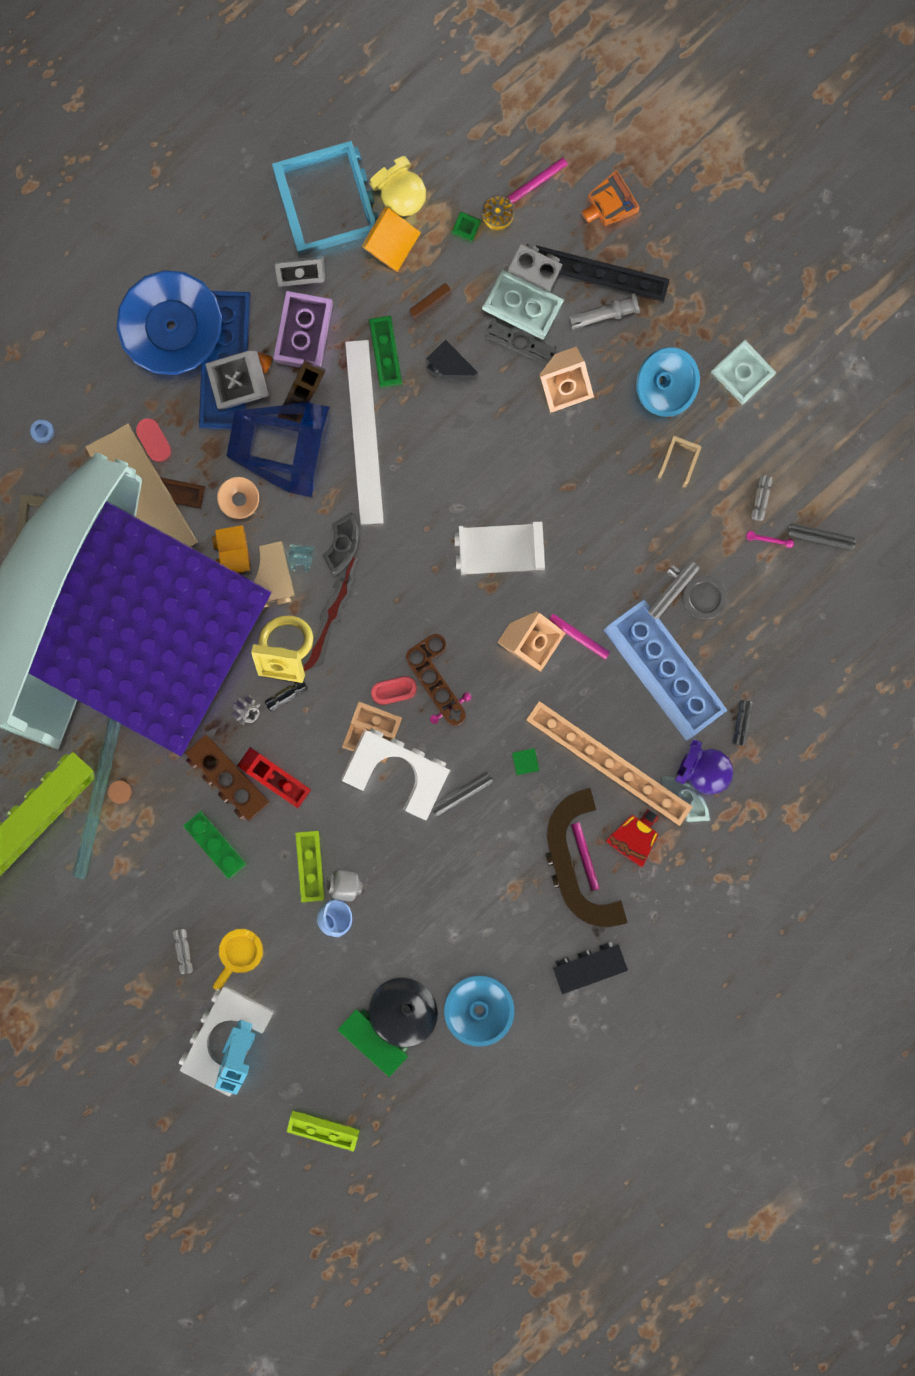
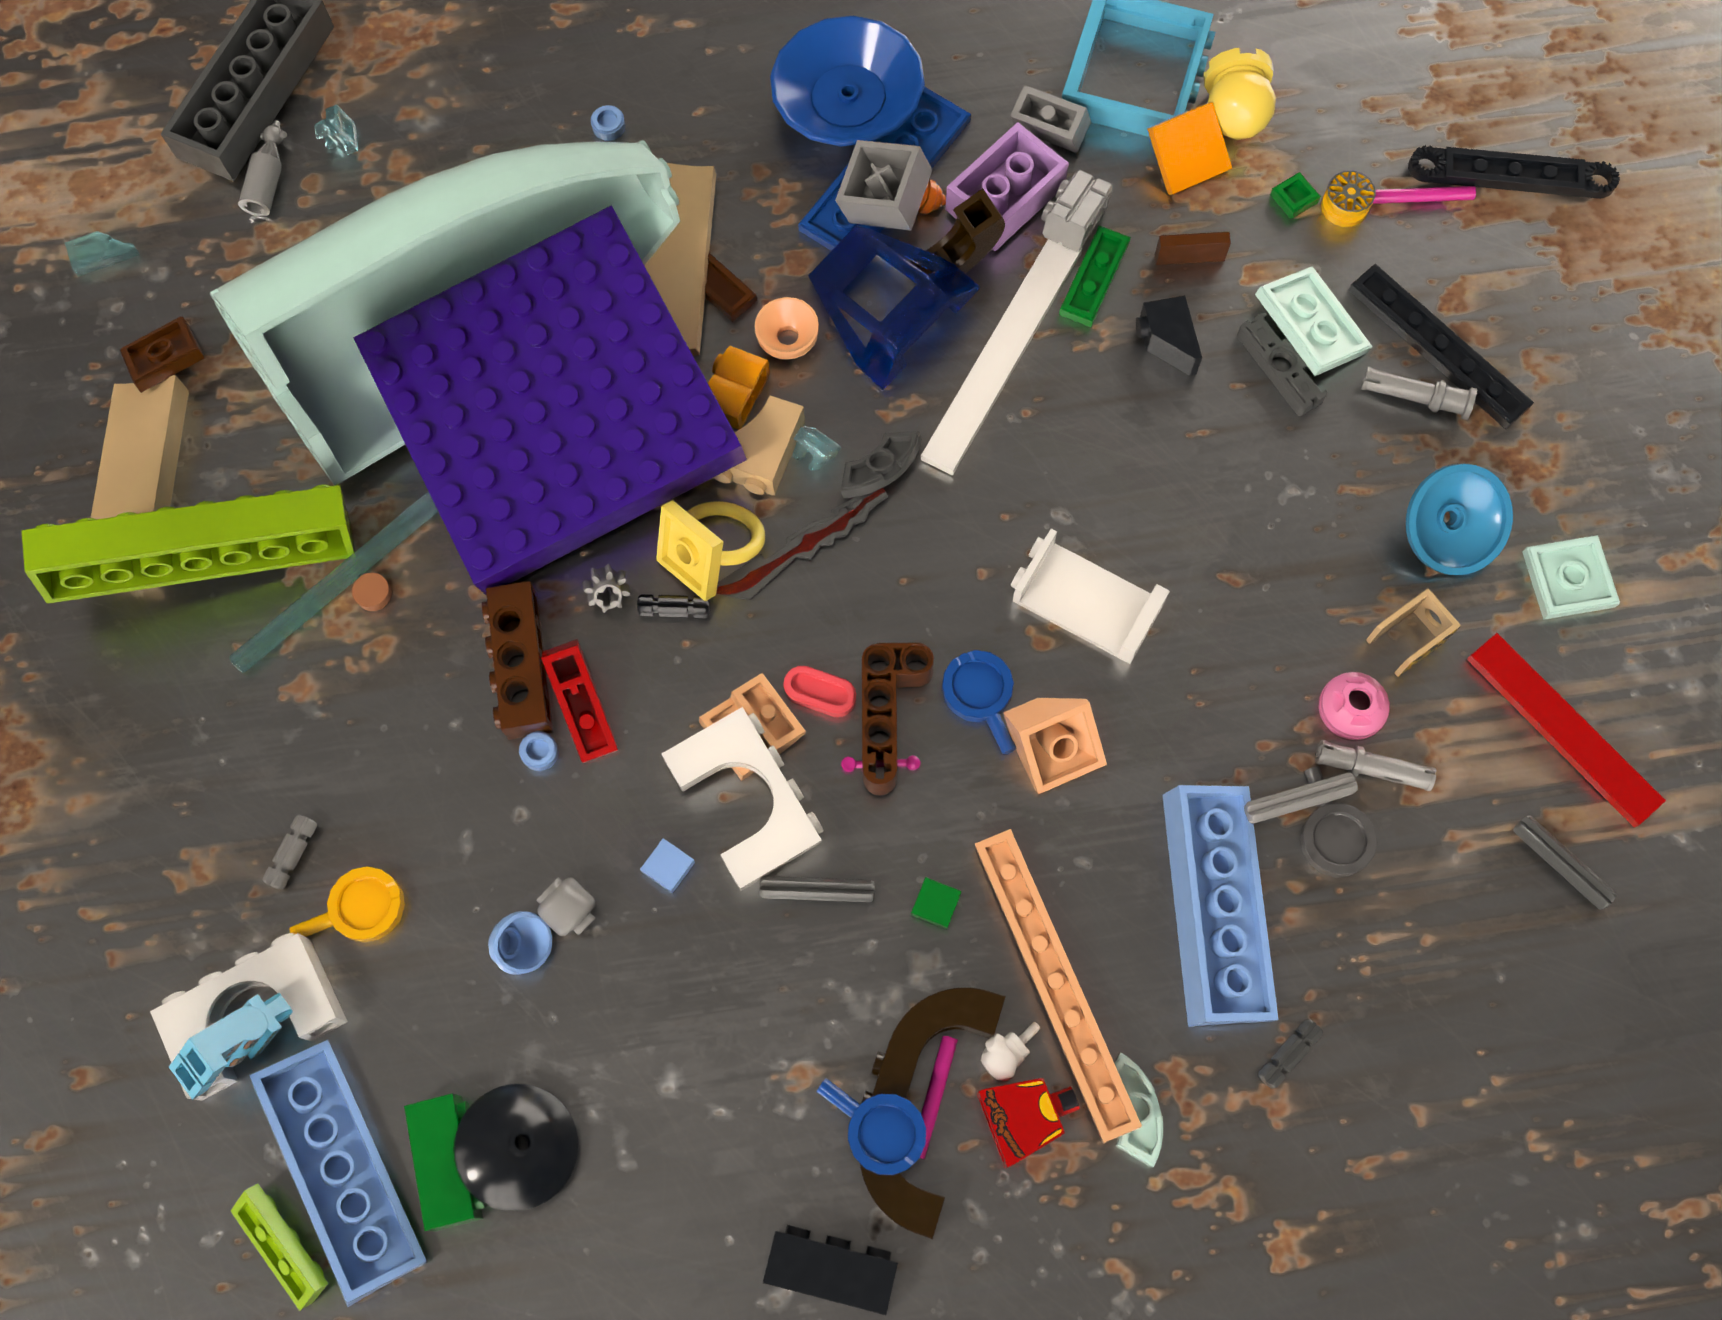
camera: 40 degrees right, 15 degrees down
(153, 440) = (732, 208): coral tile -> none
(215, 844) = (436, 736): green brick -> none
(271, 817) = (539, 751): none -> light blue tile
(310, 866) = (540, 850): lime plate -> none
(323, 1080) = (337, 1172): none -> light blue arch
(352, 320) = (1076, 210): none -> light grey brick
(379, 831) = (667, 865): none -> light blue tile
(475, 635) = (978, 690): none -> blue piece
(479, 1028) = (594, 1222): dark azure dish -> none
(532, 272) = (1351, 284): light grey brick -> none
(566, 380) = (1314, 441): light nougat slope -> none
(574, 890) = (883, 1131): none -> blue piece
(579, 134) = (1513, 171): none -> black plate
(579, 636) = (1125, 783): dark pink bar -> none
(606, 813) = (1007, 1053): none -> white piece
(610, 201) = (1509, 267): orange torso -> none
(663, 527) = (1346, 720): none -> bright pink piece
(700, 546) = (1359, 761): none -> light grey pin
(707, 769) = (1195, 1085): dark purple tile -> none
(751, 536) = (1457, 798): dark pink hinge -> none
(761, 498) = (1502, 755): light grey axle -> none
(784, 462) = (1566, 730): none -> red tile

